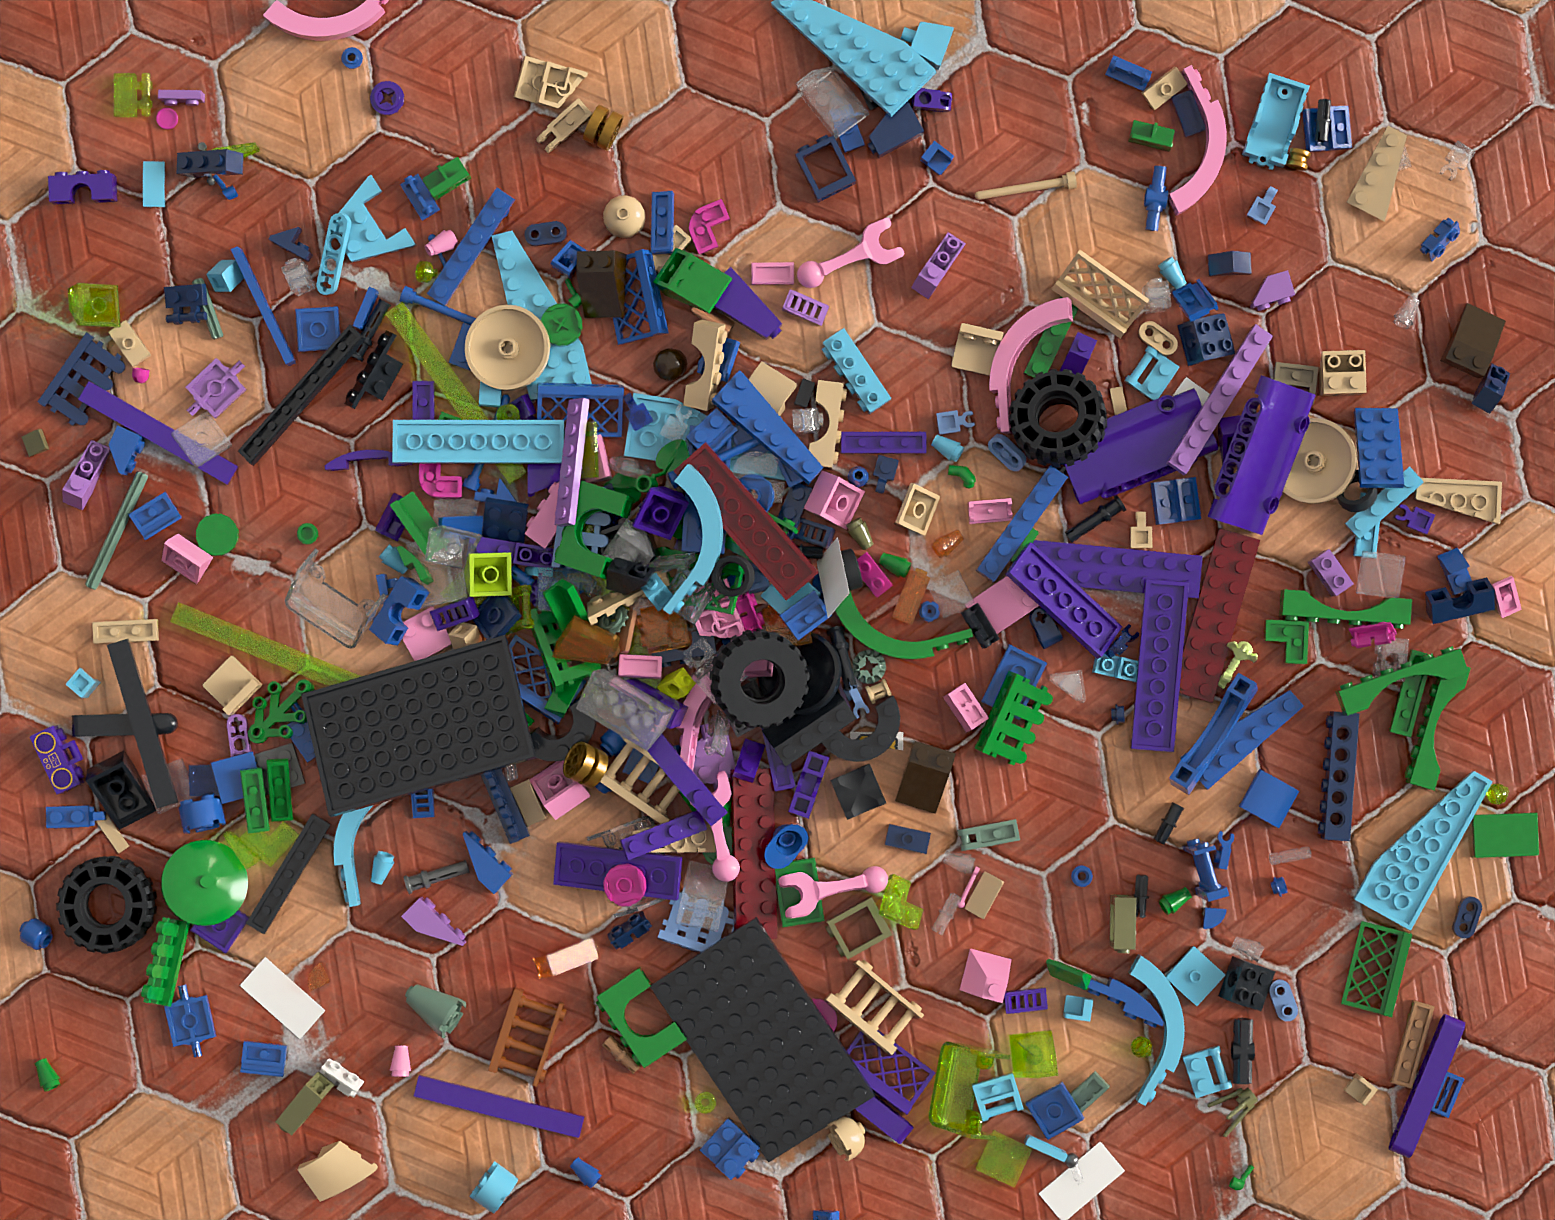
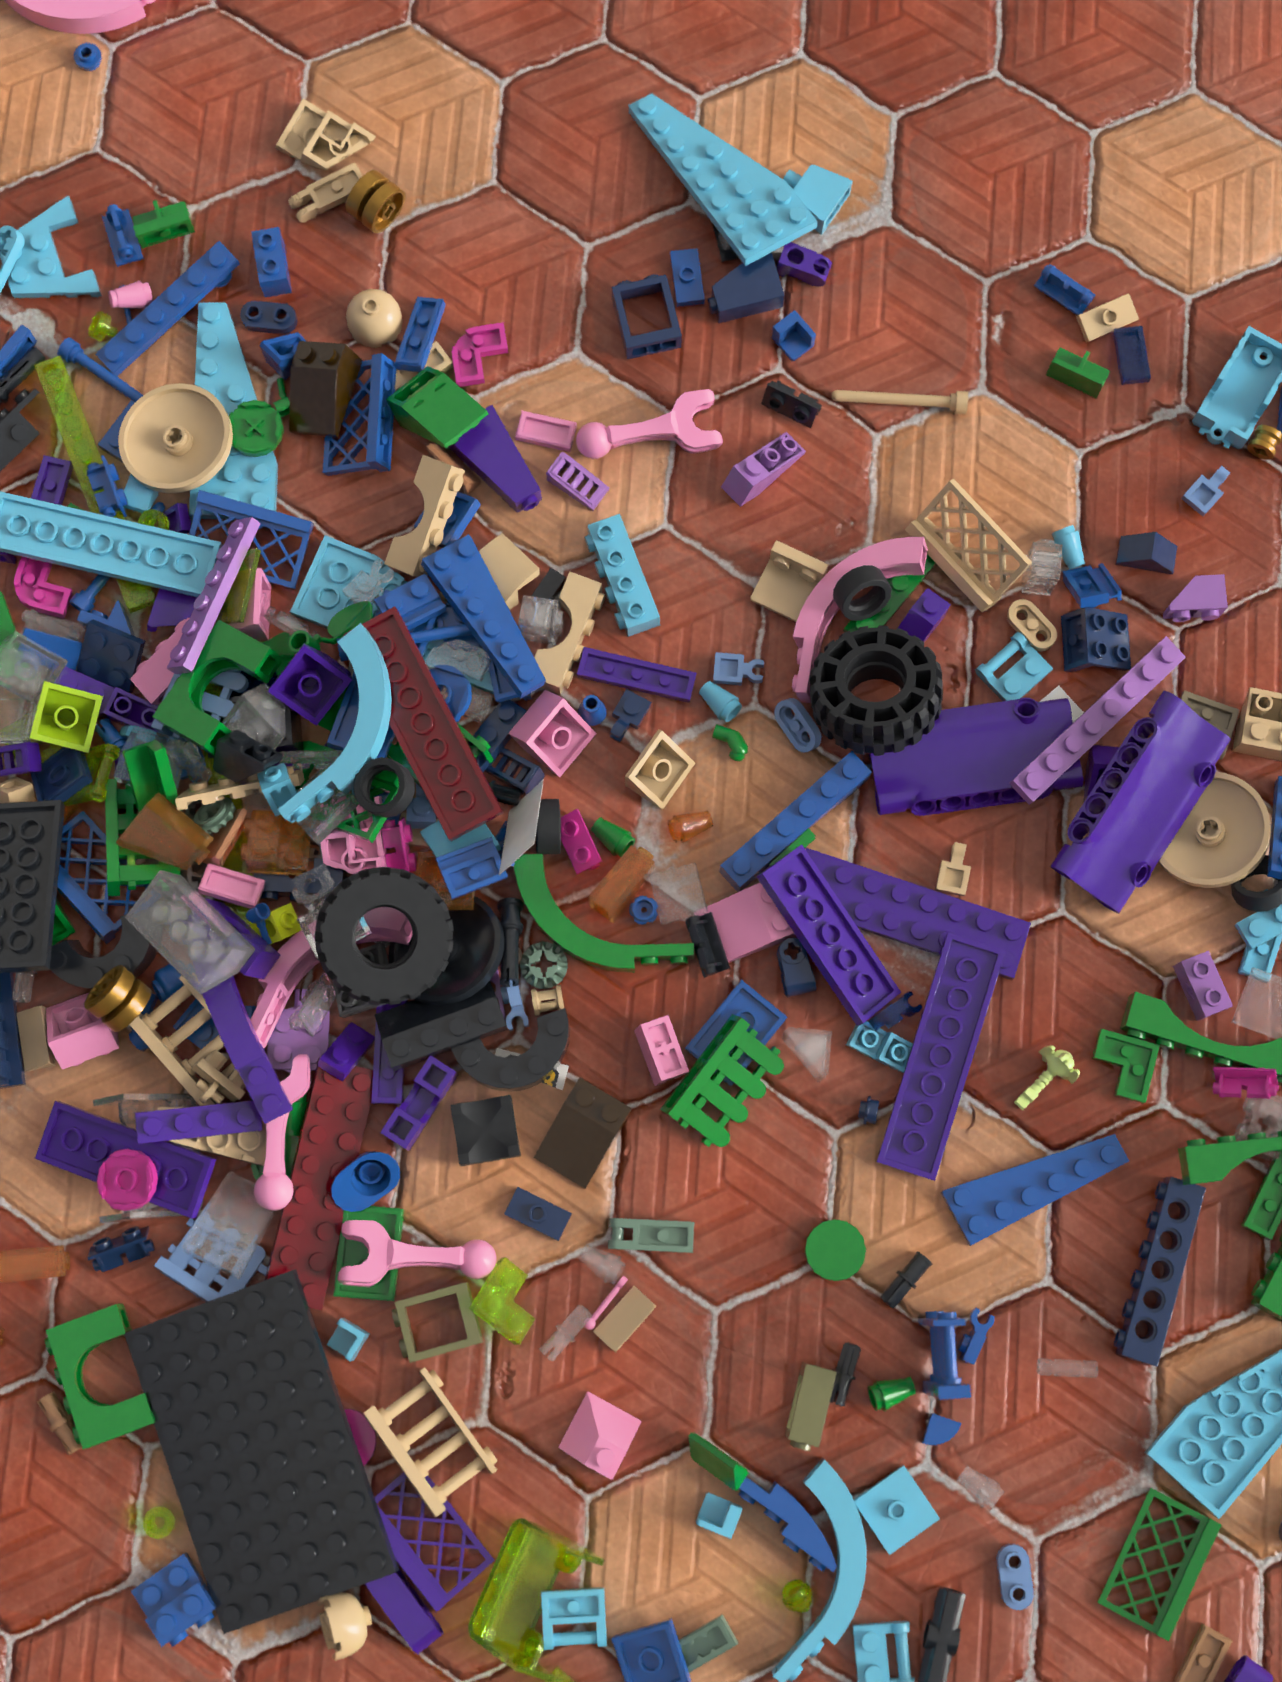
camera: 15 degrees right, 10 degrees down
(388, 88) = (105, 112): dark purple gear -> none
(464, 390) = (111, 498): none -> blue hinge
(537, 192) = (271, 262): none -> blue brick
(560, 702) = (111, 908): green slope -> none
(638, 414) = (321, 560): clear blue plate -> none
(666, 683) = (258, 915): none -> blue hand
(670, 364) = (383, 512): dark brown hair -> none
(677, 804) = (209, 1070): none -> tan hips
(800, 953) = (348, 1339): none -> medium azure panel
(831, 100) = (673, 234): clear slope -> none
(859, 532) = (576, 784): olive cone -> none
(938, 208) = (782, 400): none -> black hinge
(990, 511) = (756, 795): bright pink hinge -> none
(1026, 1008) = (646, 1497): dark purple slope -> none
(1032, 348) = (855, 581): none -> black tyre
(1033, 1054) = (640, 1568): clear neon green slope -> none
(1088, 878) = (777, 1328): blue plate -> none
(1104, 513) = (909, 836): black pin -> none
(1116, 814) = (835, 1250): none -> green tile
(1118, 400) = (961, 692): tan window -> none
(1156, 198) = (1067, 449): blue pin -> none
(1175, 501) = (1010, 842): blue slope -> none
(1203, 751) = (963, 1199): blue arch -> none
(1214, 150) = (1121, 448): bright pink arch -> none
(1216, 613) = (1033, 1007): dark red plate -> none
(1246, 983) = (967, 1539): black brick -> none
(1269, 798) = (1054, 1279): blue slope -> none
(1279, 886) = (1043, 1408): blue plate -> none

